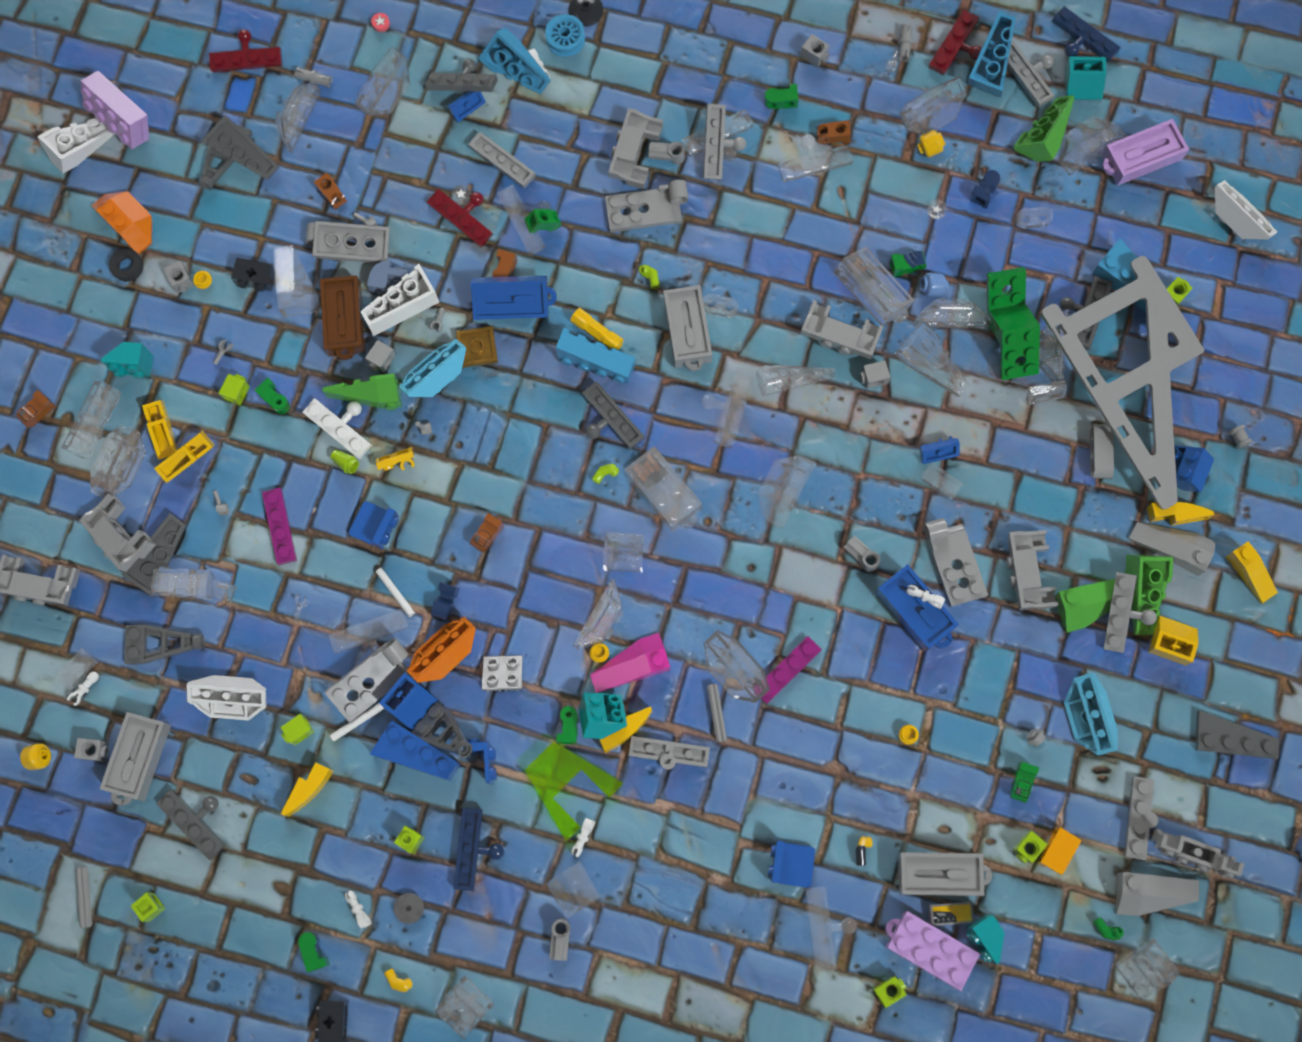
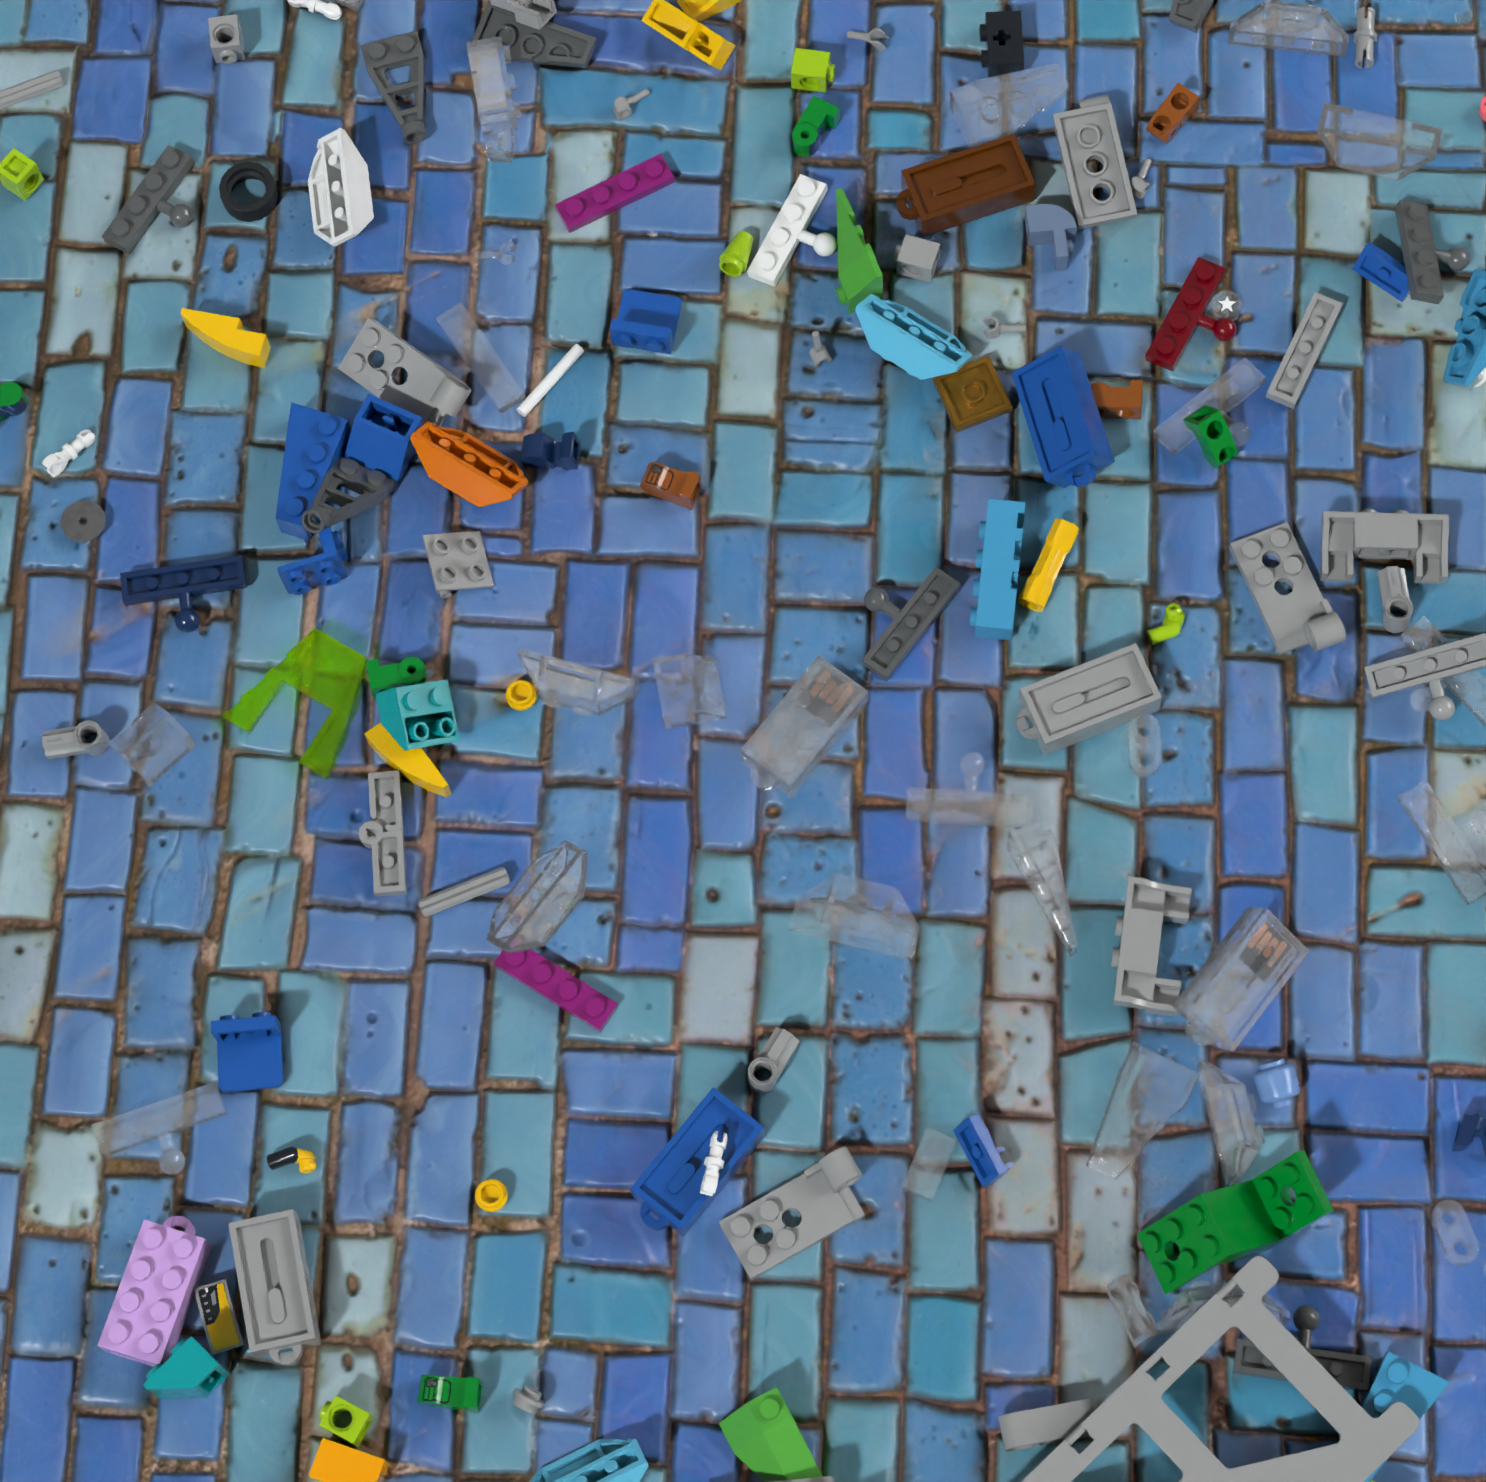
camera: 80 degrees right, 5 degrees down
(134, 758) = (225, 97): light grey piece -> none
(193, 749) = (242, 172): none -> black tyre
(296, 730) = (311, 299): lime brick -> none
(356, 722) = (337, 375): white bar -> none
(387, 462) = (751, 314): yellow plate -> none
(401, 302) = (1014, 263): white wedge -> none
(409, 840) = (180, 494): lime brick -> none
(582, 837) = (247, 740): white piece -> none
(605, 470) = (816, 633): lime arm -> none
(638, 661) = (517, 753): dark pink wedge -> none
(875, 374) = (1088, 1018): light grey brick -> none
(880, 991) = (75, 1231): lime brick -> none
(907, 263) = (1306, 1031): green leg -> none
(936, 208) = (1424, 1064): clear tile -> none
(1025, 570) = (803, 1329): light grey bracket -> none

